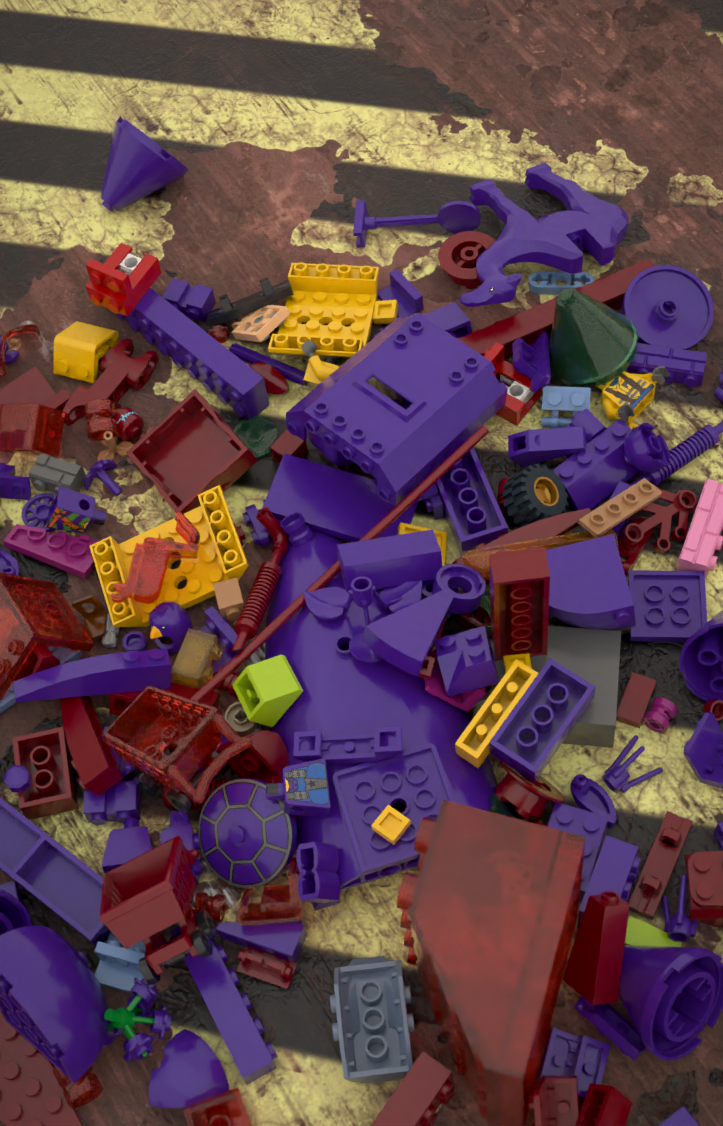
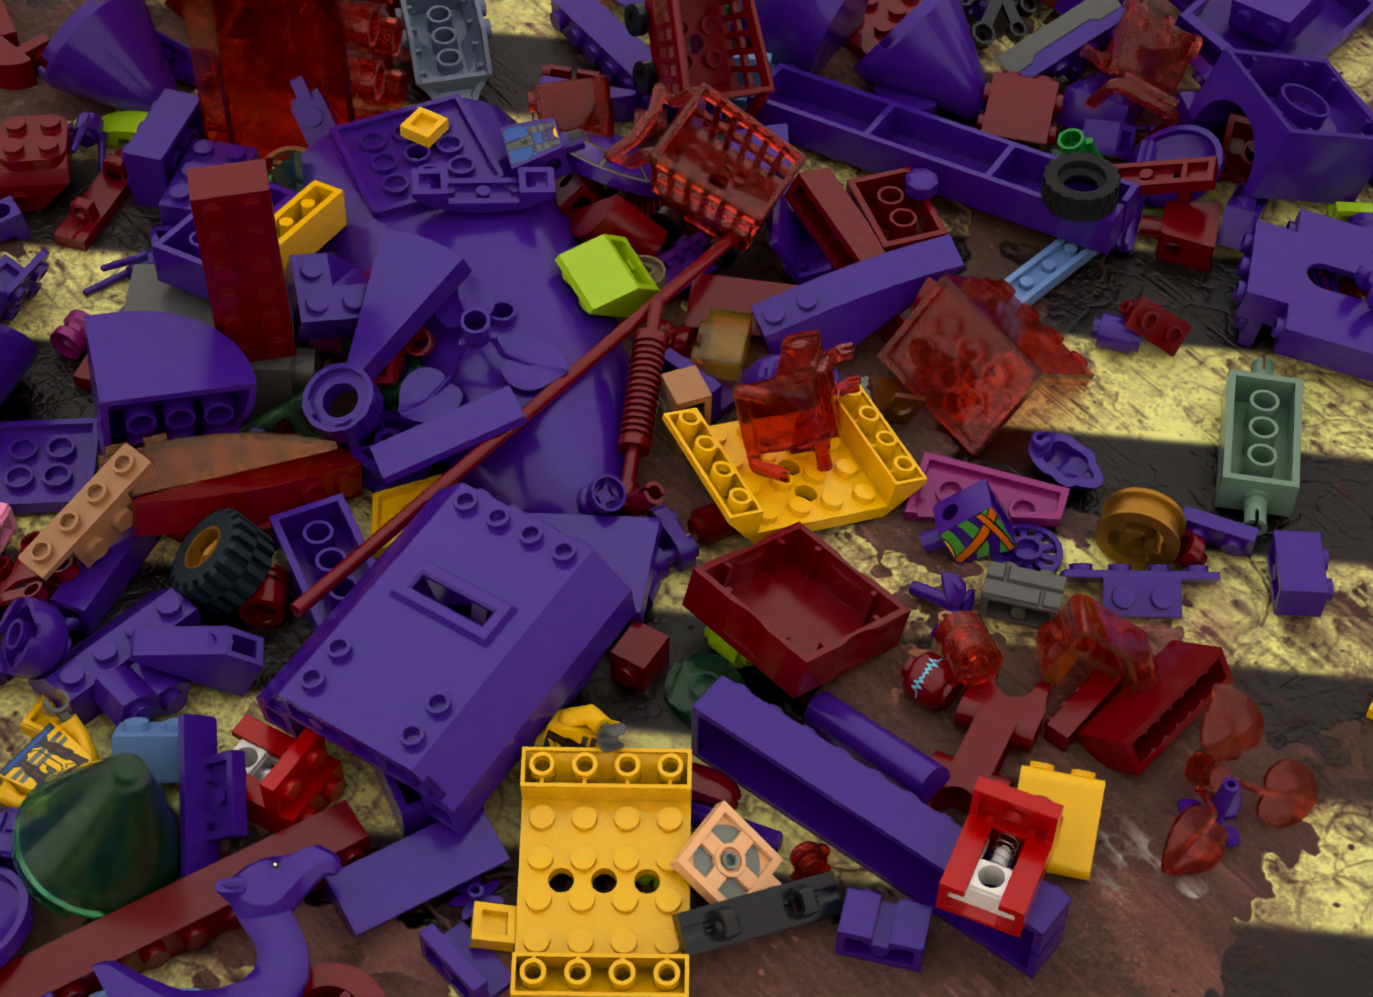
camera: 165 degrees right, 10 degrees down
(160, 373) = (875, 746): none -> dark purple brick
(318, 872) = (511, 93): dark purple brick -> none
(599, 949) = (171, 61): dark red slope -> none

